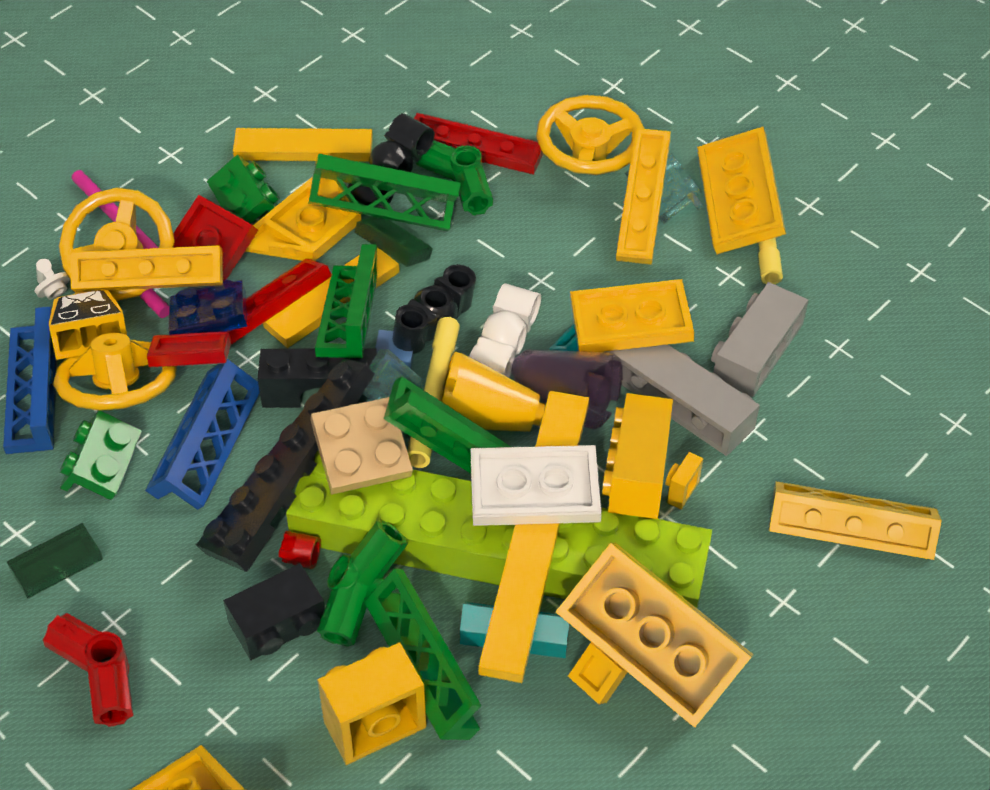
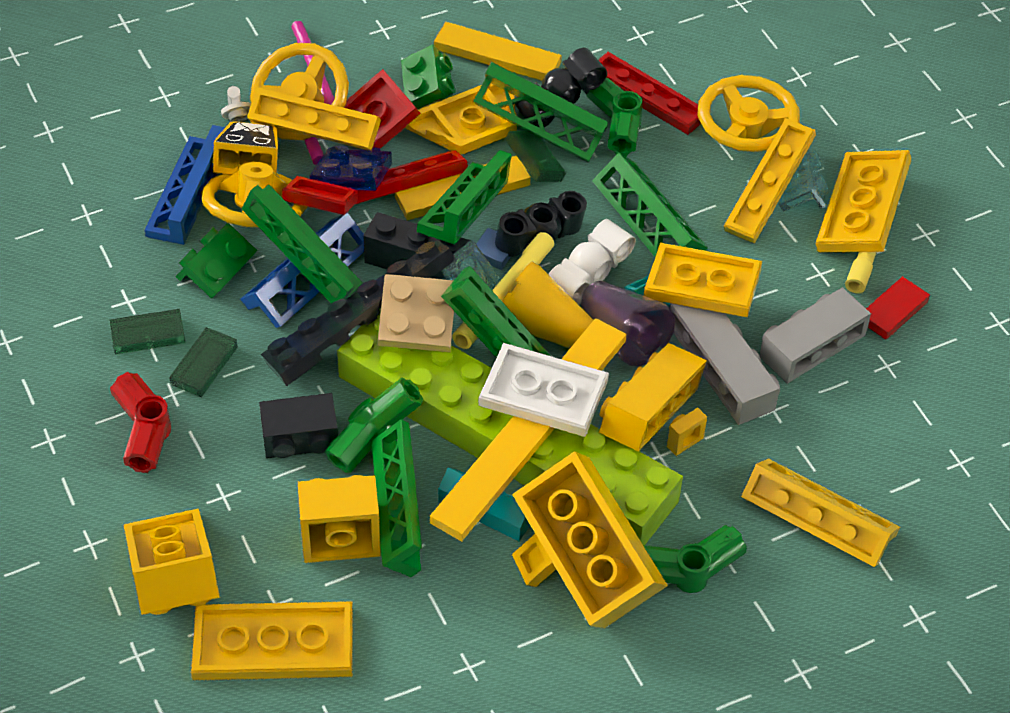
camera: 20 degrees right, 0 degrees up
(134, 574) = (203, 362): none -> clear green tile
(195, 410) = (300, 244): none -> green fence
(300, 548) = (341, 384): red hose -> none
(536, 249) = (649, 196): none -> green fence
(770, 607) = (707, 556): none -> green piece
(821, 285) = (896, 307): none -> red tile

